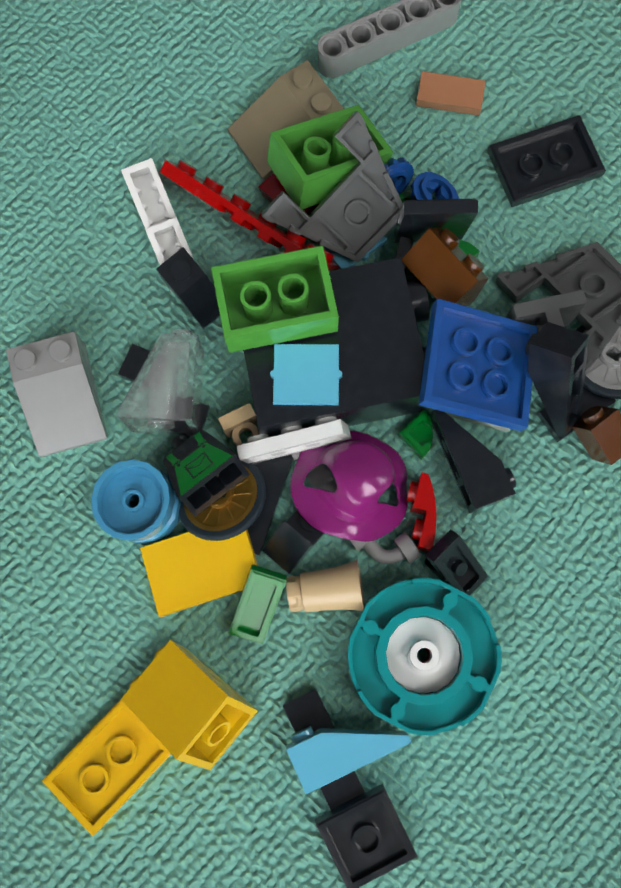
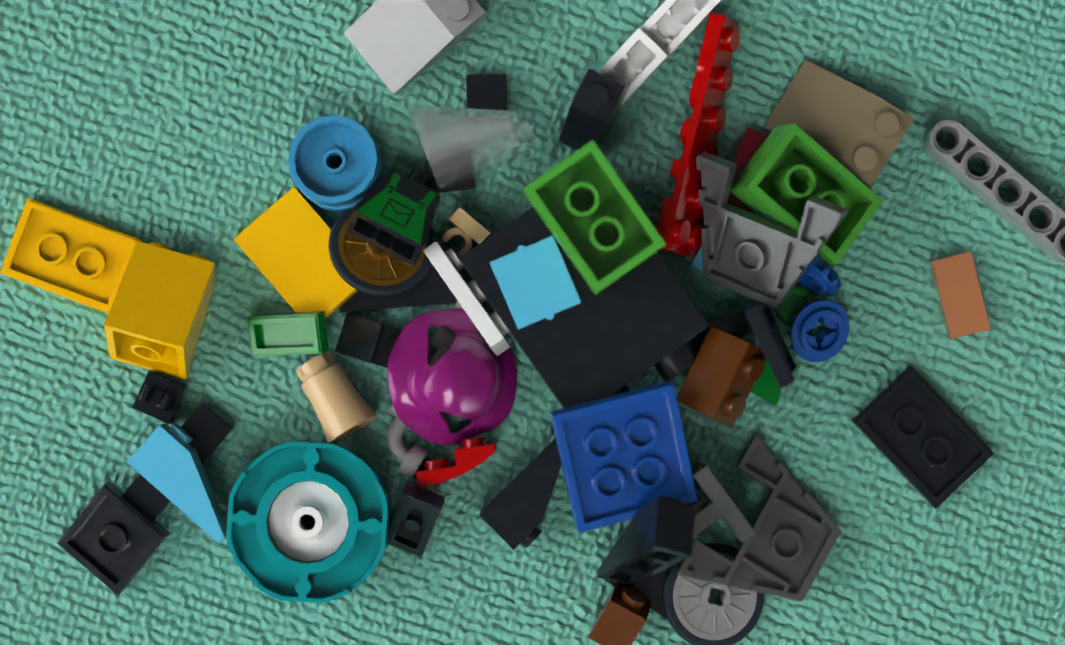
camera: 65 degrees right, 10 degrees up
(262, 740) = (159, 397): none -> black tile
(418, 434) = (536, 425): green tile -> none

